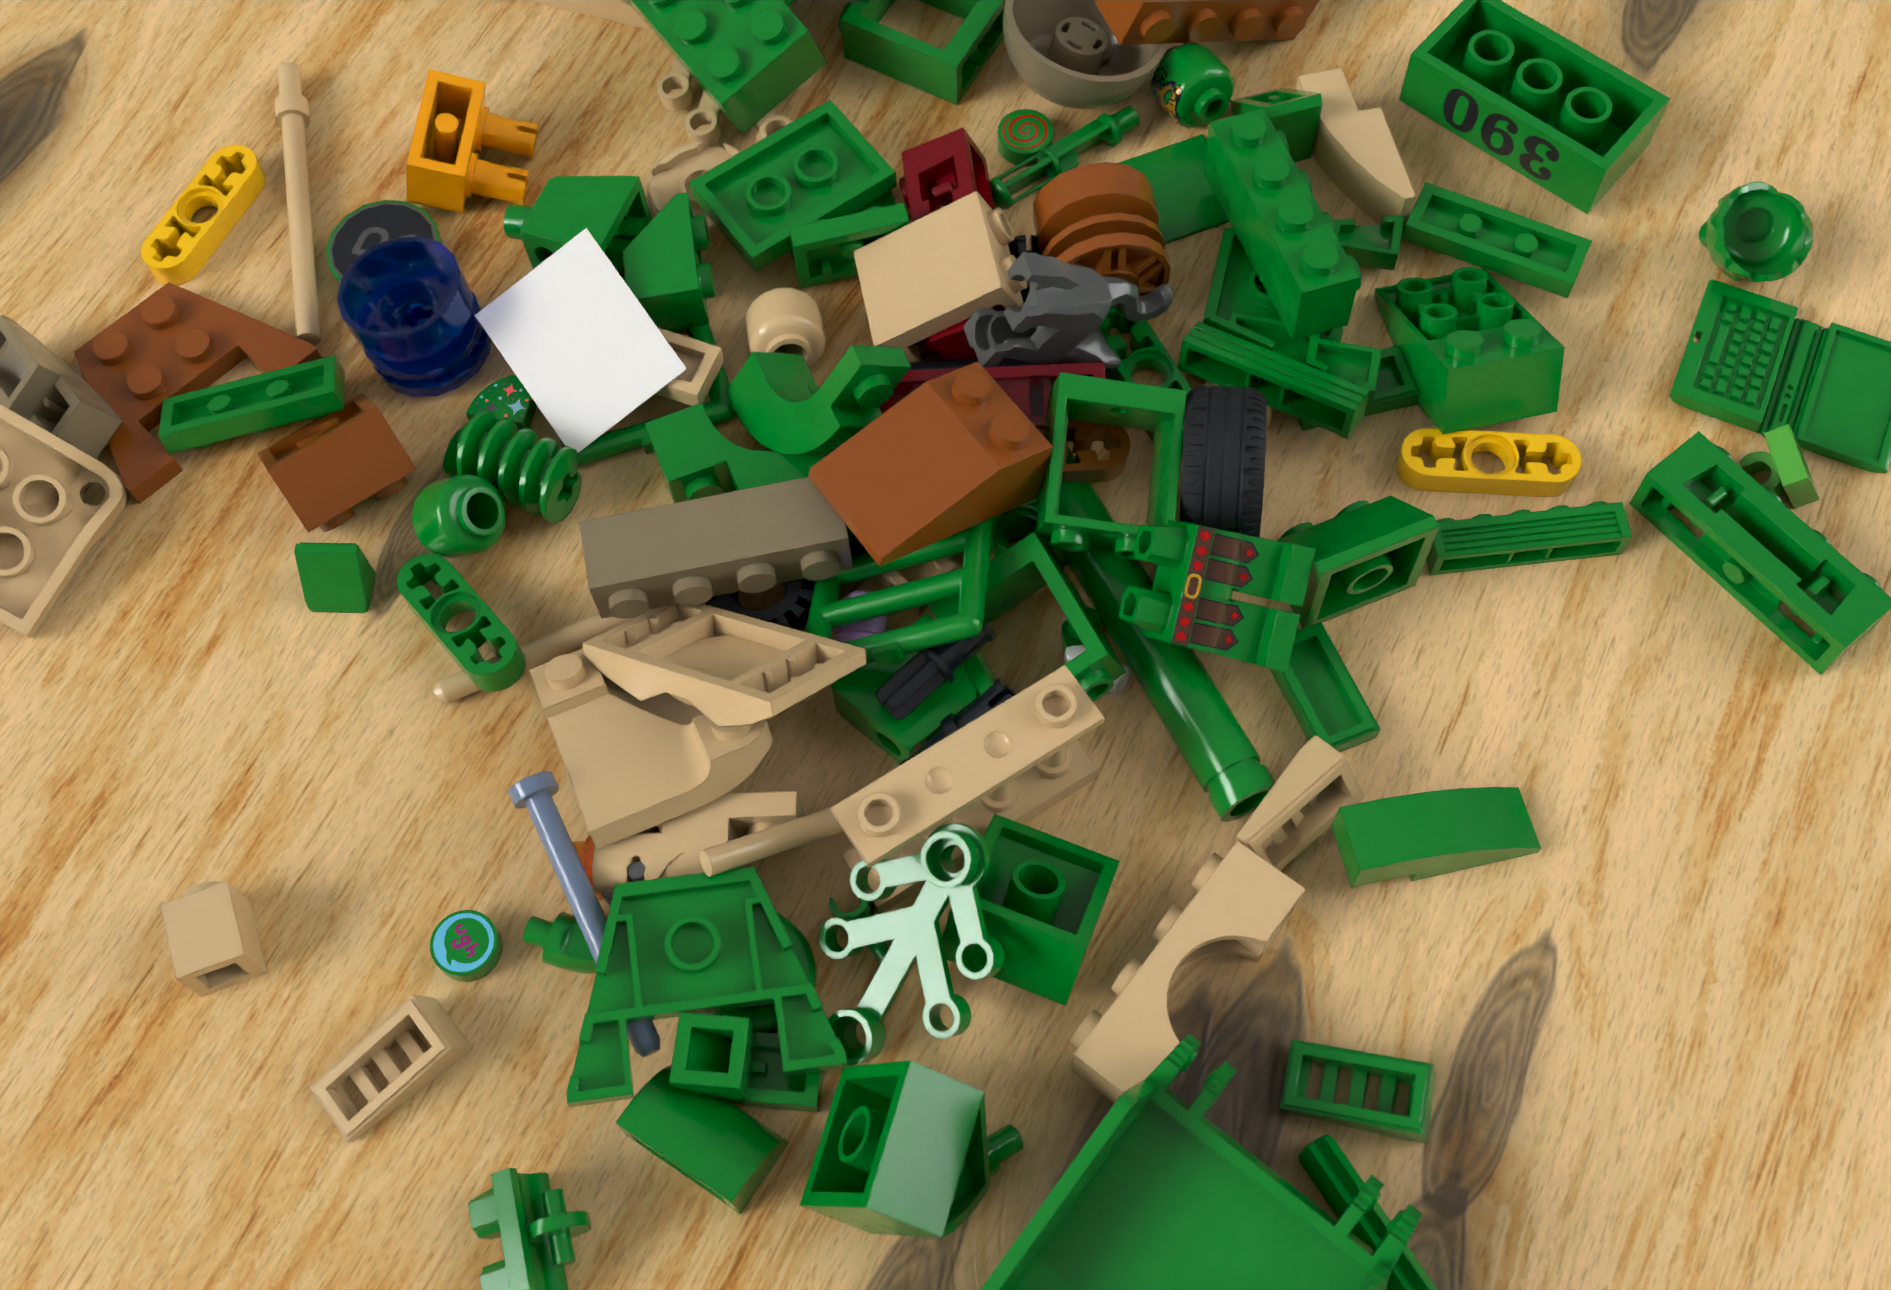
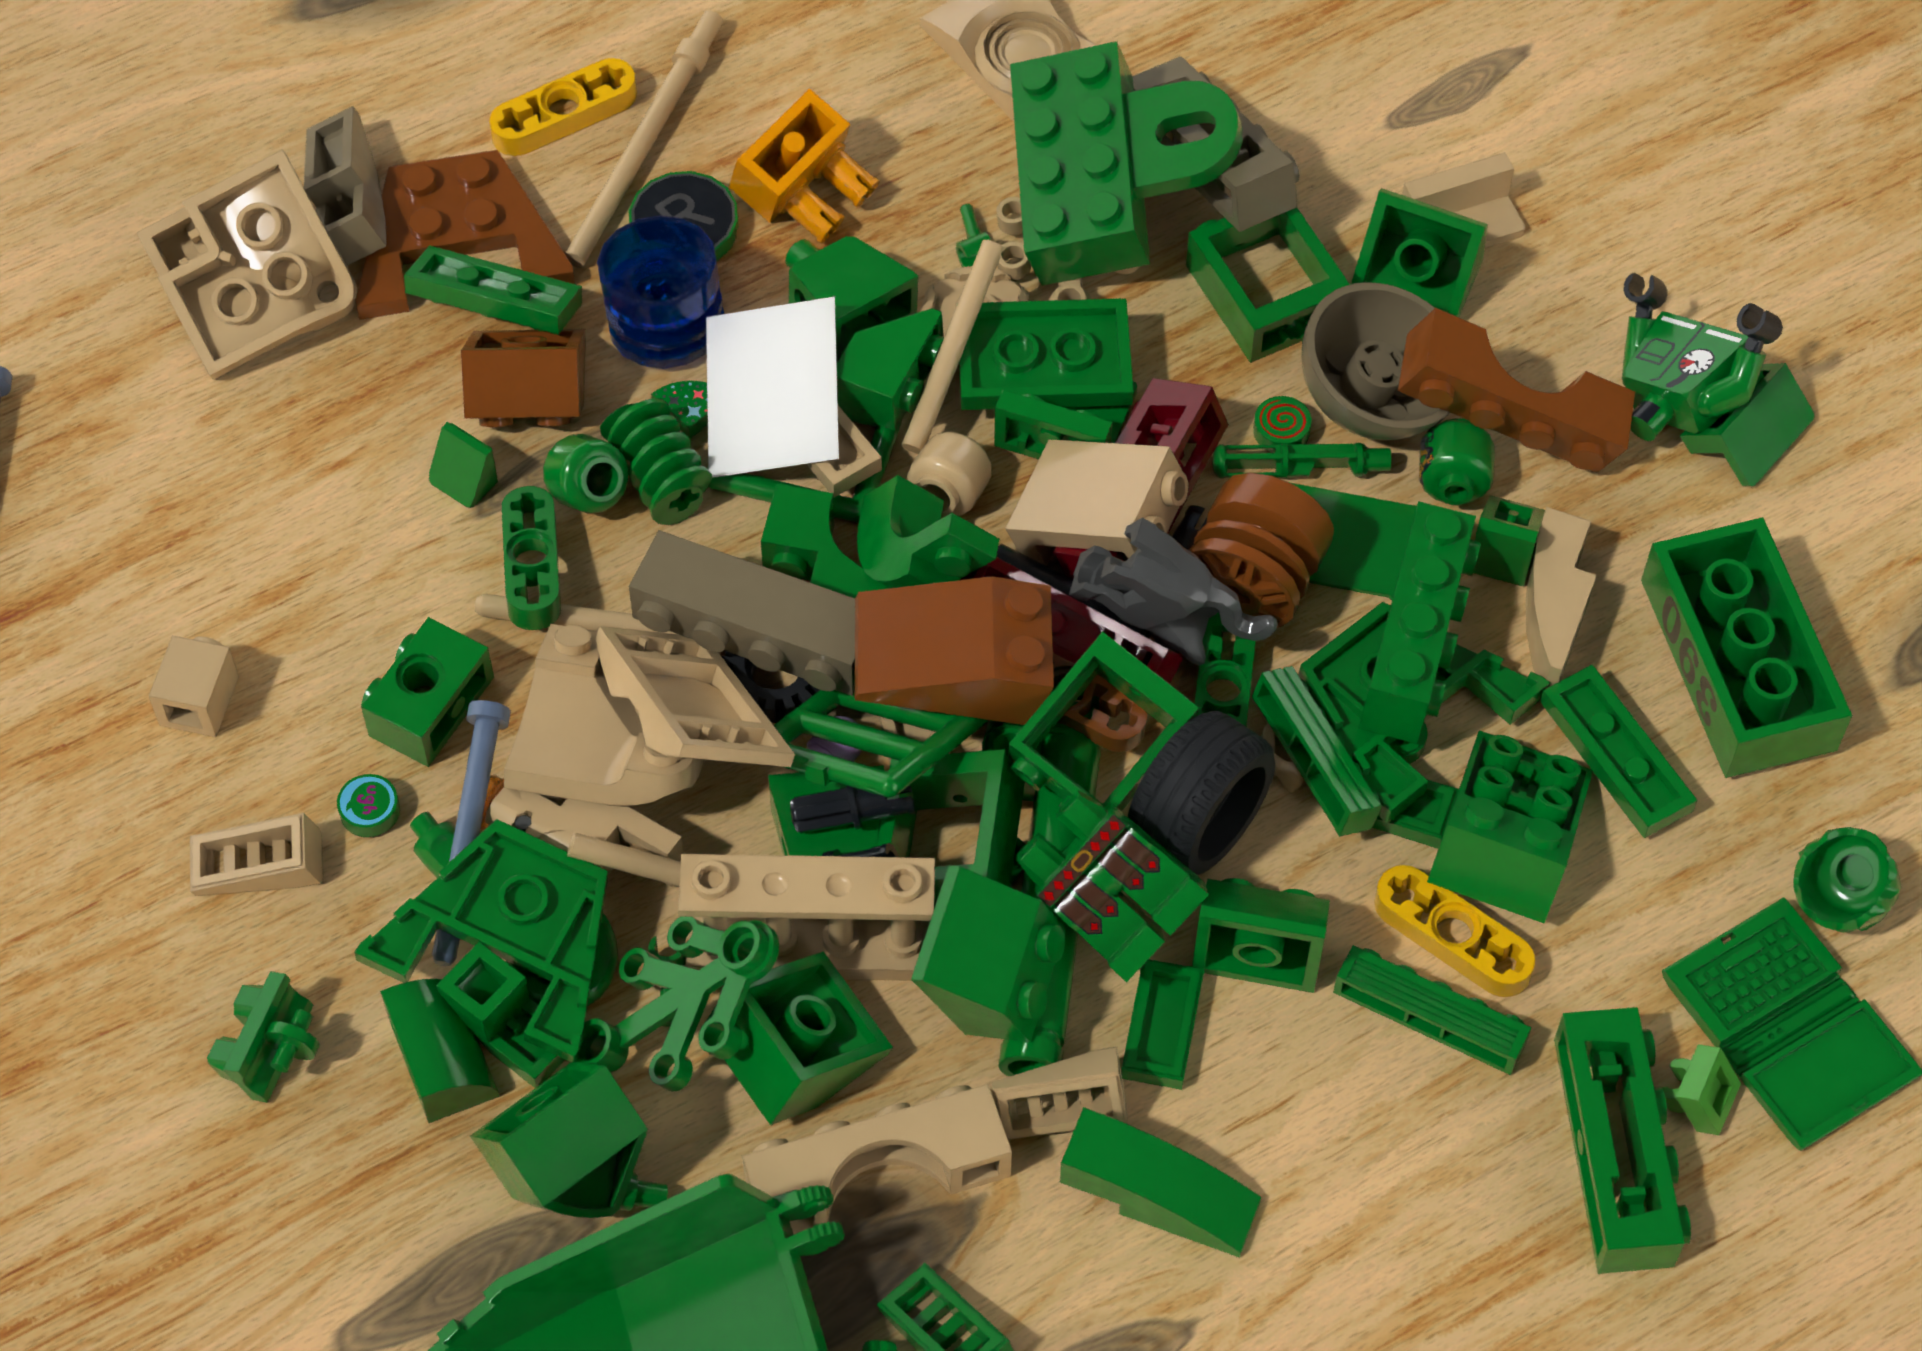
camera: 30 degrees right, 5 degrees down
(463, 836) = (425, 721): none -> green brick
(660, 133) = (968, 248): none -> green hand
(715, 218) = (952, 346): none -> tan bar
(1167, 723) = (989, 956): none -> green slope

